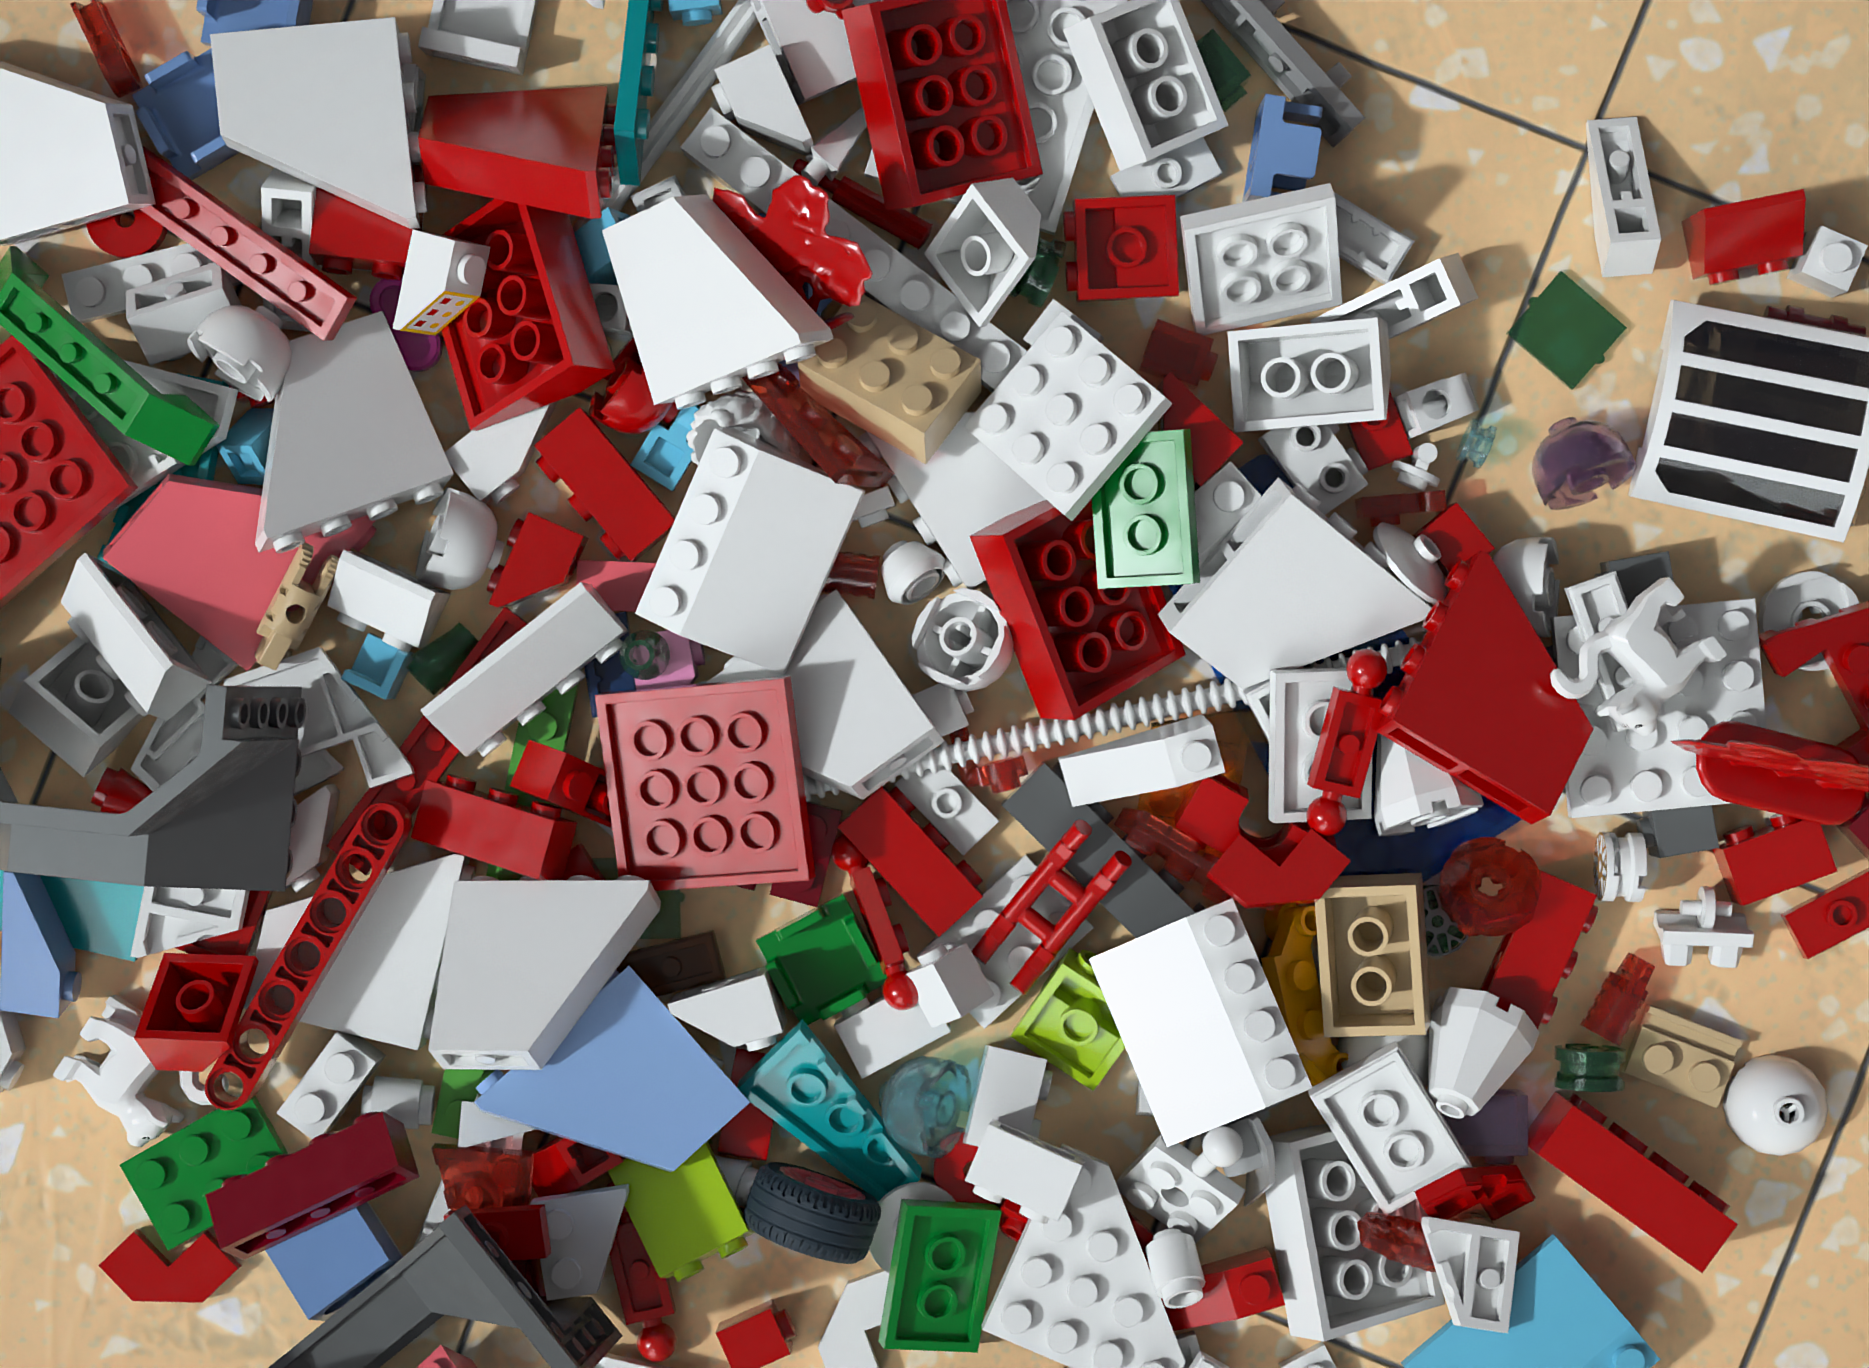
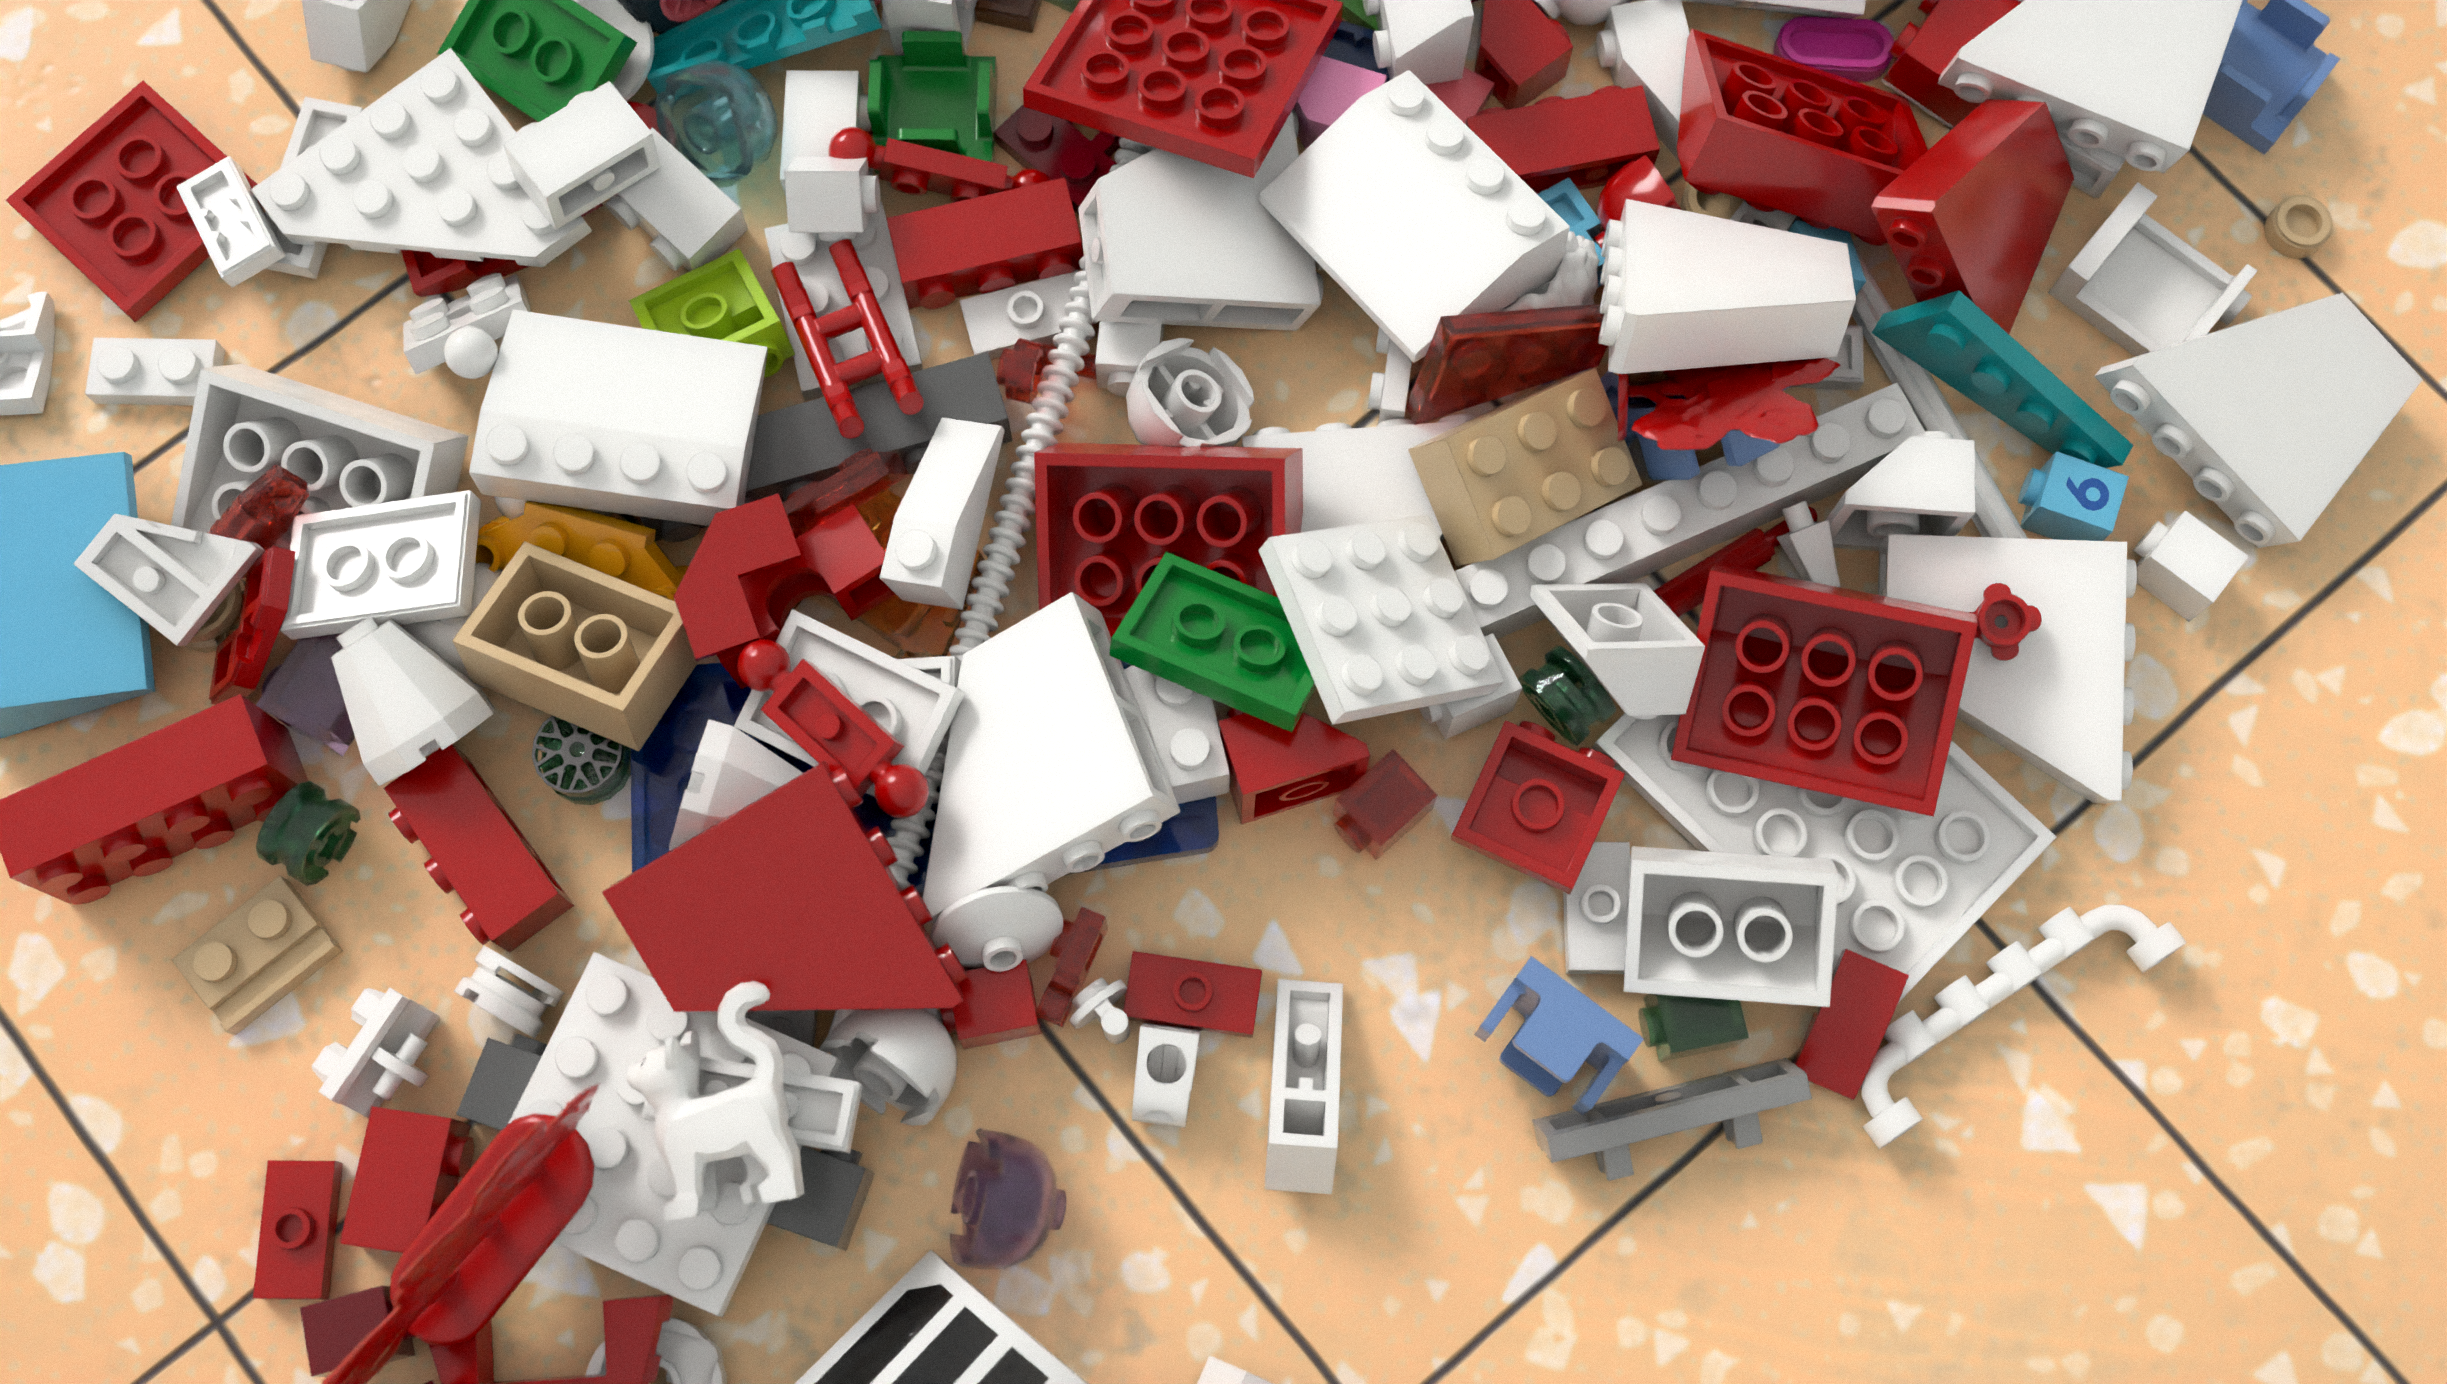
camera: 115 degrees right, 15 degrees down
(438, 281) = (1870, 73): white slope -> none
(657, 649) = (1358, 63): clear green cone -> none
(854, 575) = (1330, 336): clear red hinge -> none
(911, 571) = (1296, 396): white cone -> none
(1175, 1268) = (384, 269): white brick -> none
(1232, 1291) = (335, 319): red slope -> none
(1256, 1159) = (448, 399): light grey panel -> none
(1262, 259) = (1446, 944): white plate -> none
(1310, 374) = (1278, 929): white slope -> none
(1317, 462) = (1178, 896): white brick -> none
(1369, 241) = (1411, 1087): white plate -> none
(1476, 443) = (1094, 1095): clear light blue bush -> none
(1485, 914) = (540, 836): clear red plate -> none
(1566, 330) = (1169, 1283): clear green piece -> none
(1619, 999) = (362, 911): clear red hinge -> none
(1758, 1095) = (129, 1031): white cylinder -> none

